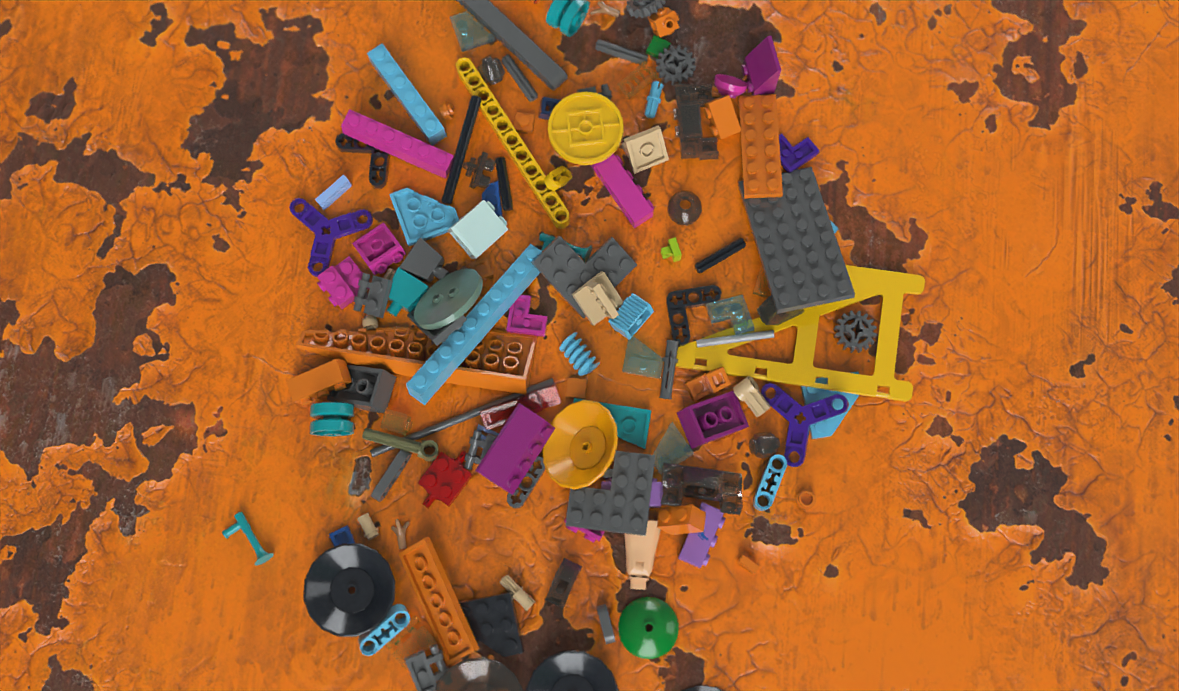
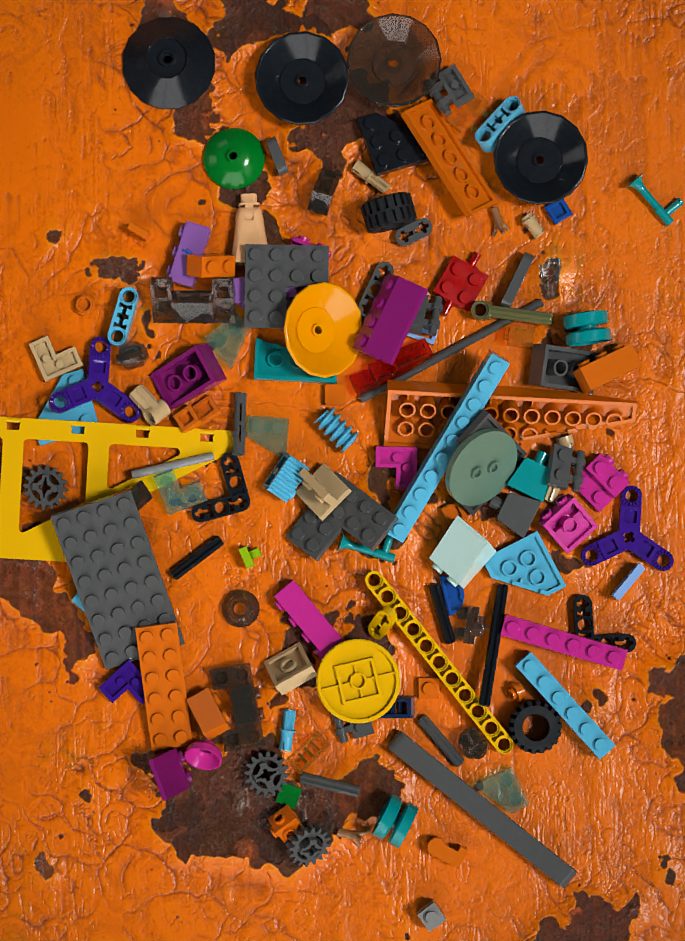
camera: 170 degrees right, 10 degrees up
(432, 65) = (552, 732): none -> black tyre
(481, 529) = (411, 228): none -> dark grey beam
(503, 551) = (388, 212): none -> black tyre
(840, 445) = (53, 364): none -> tan plate

